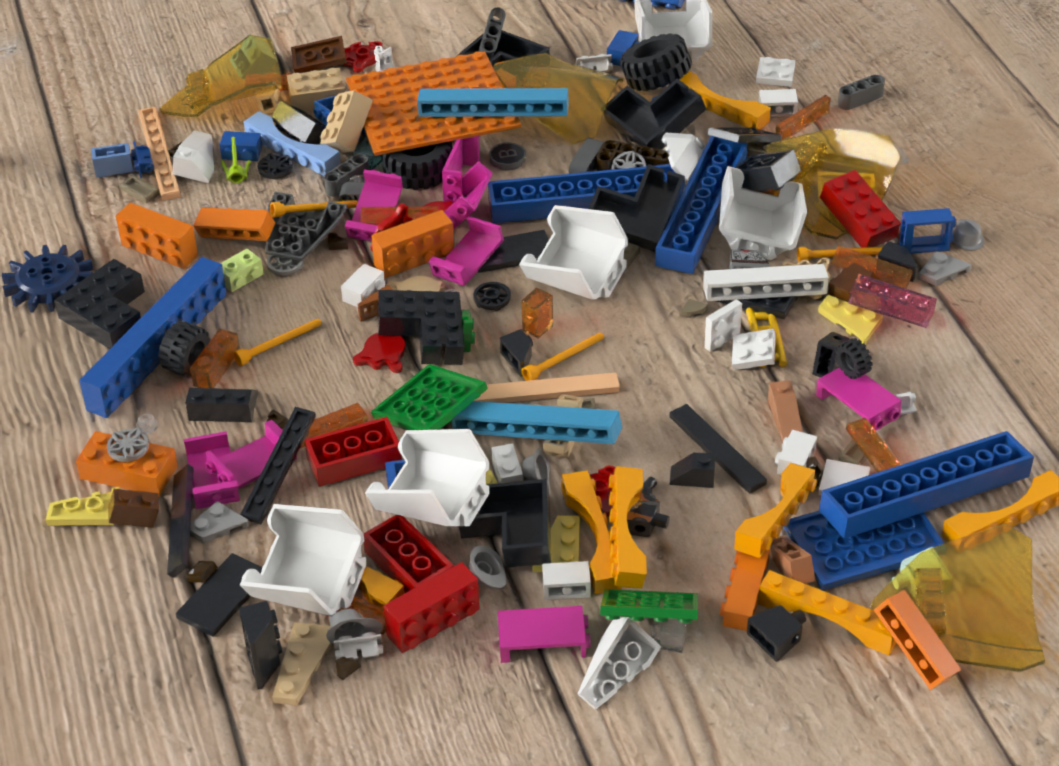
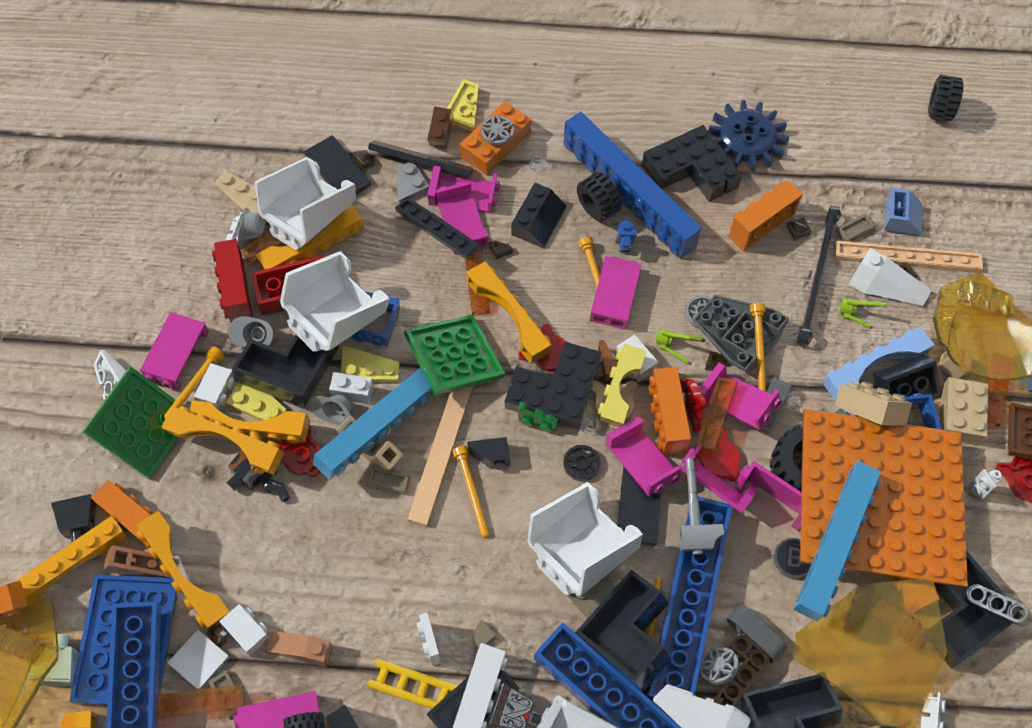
camera: 110 degrees right, 20 degrees up
(142, 159) = (888, 235): blue hinge -> none
(206, 196) = (805, 331): none -> black piece
(214, 359) = (587, 222): clear orange brick -> none
(225, 318) = (625, 236): none -> blue hips
(234, 224) = (758, 277): orange brick -> none
(241, 269) = (695, 268): yellowish green brick -> none
(247, 145) = (889, 320): blue brick -> none
(261, 641) = (255, 157): black slope -> none
(274, 164) = (851, 343): black wheel -> none
(291, 314) = (615, 292): none -> dark pink panel
(329, 274) = (666, 338): none -> lime plant
(344, 172) = (808, 387): dark grey beam -> none
(346, 666) = (224, 221): dark brown tile -> none
(352, 451) = (427, 284): red brick -> none
(382, 273) = (615, 408): none -> light yellow arch
(382, 353) = (486, 284): none -> light orange arch
(528, 182) = (697, 536): none -> light grey piece
(530, 597) = (214, 356): none -> light orange piece
(537, 312) = (525, 480): clear orange brick -> none
(694, 471) = (273, 534): black slope -> none
(714, 443) = (294, 570): black tile -> none
(753, 349) = (394, 660): white plate -> none

